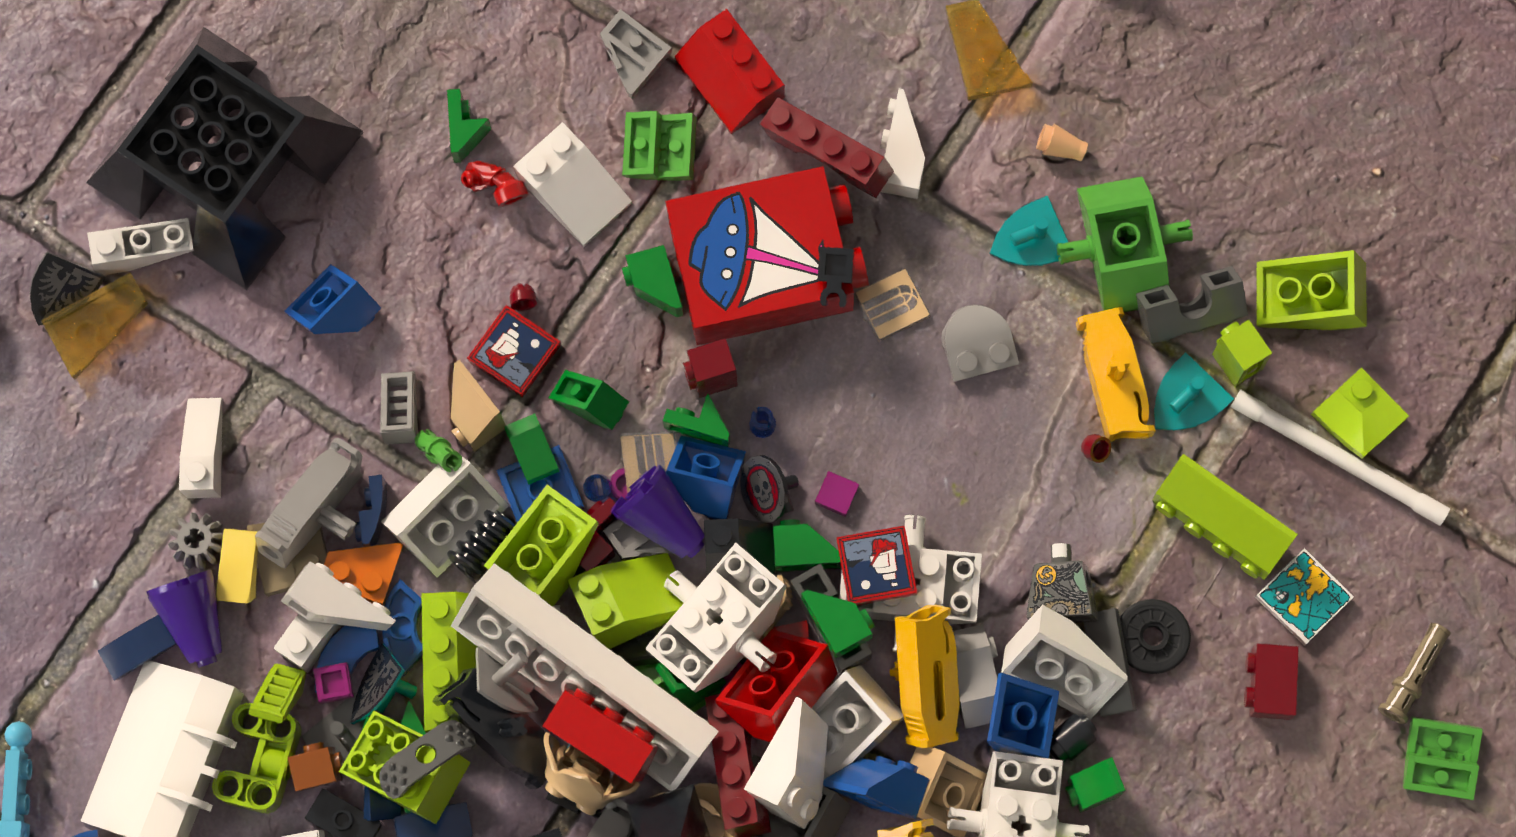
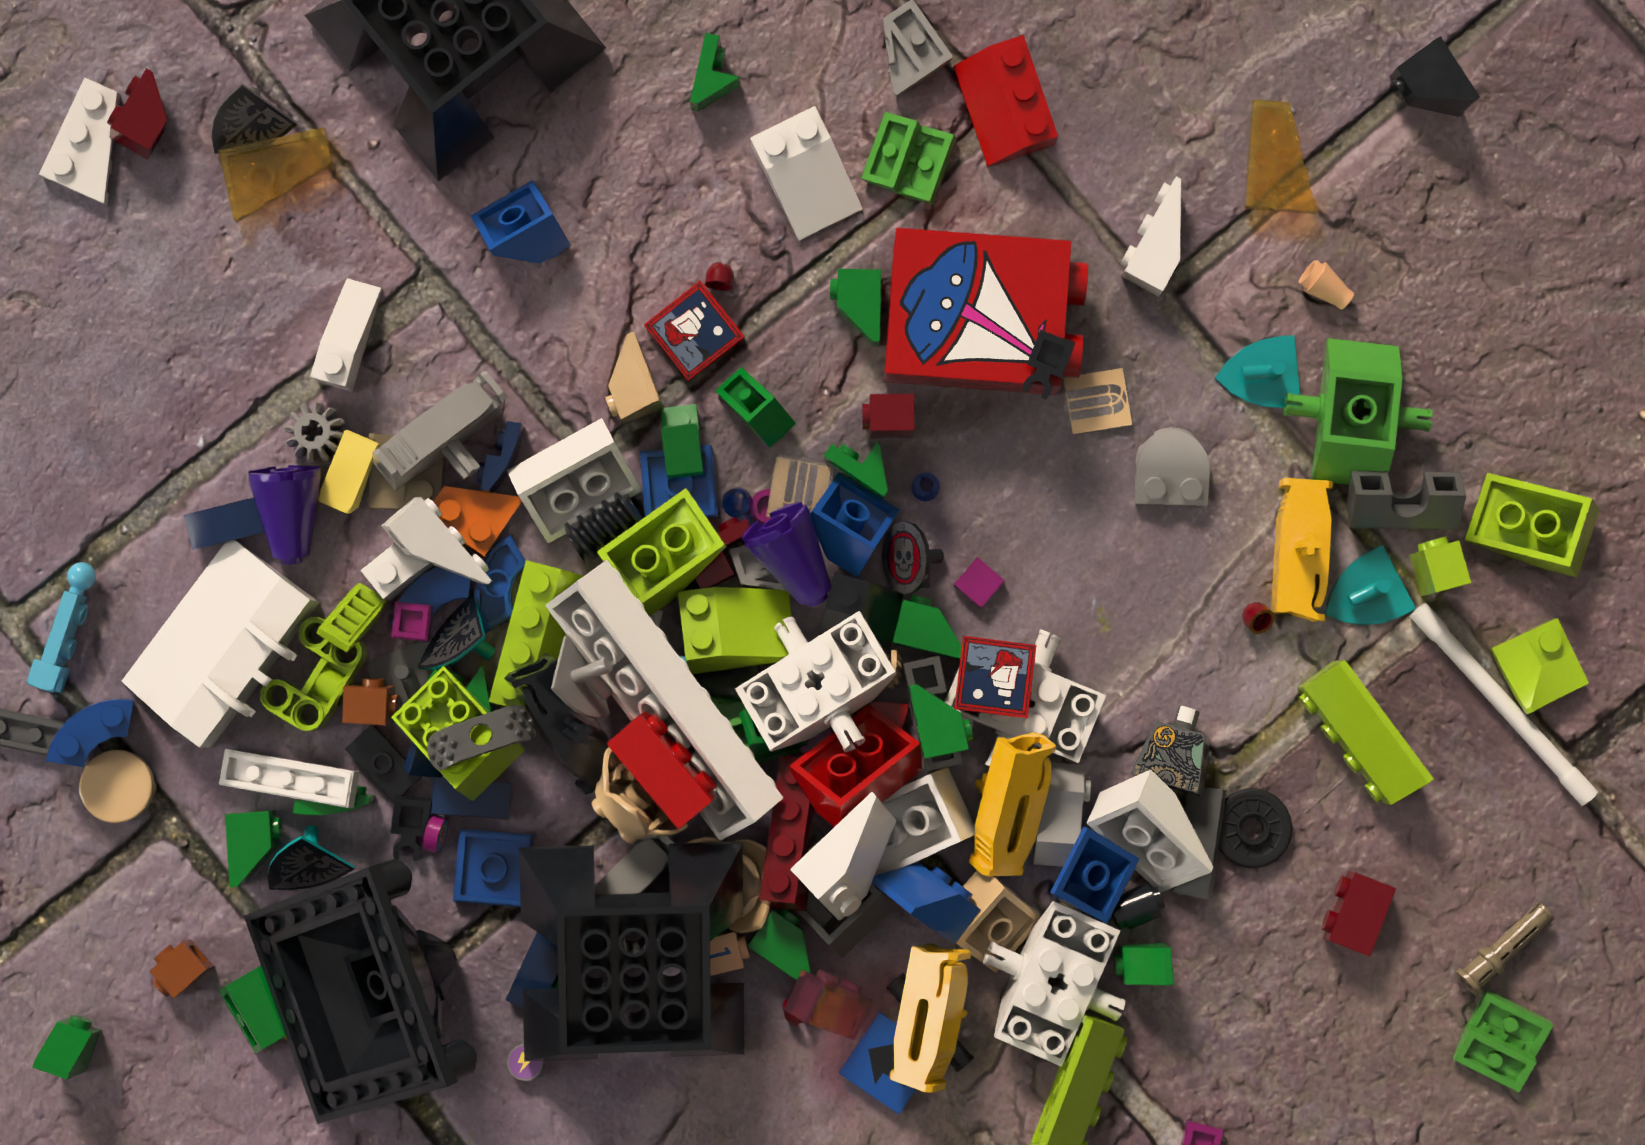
camera: 15 degrees right, 10 degrees up
(138, 245) = (340, 101): white slope -> none
(401, 428) = (553, 383): light grey slope -> none
(438, 450) = (586, 415): bright green pin -> none
(483, 175) = (718, 135): red arm -> none
(844, 155) = (1082, 217): dark red arch -> none
(1304, 597) = (1419, 835): tile -> none

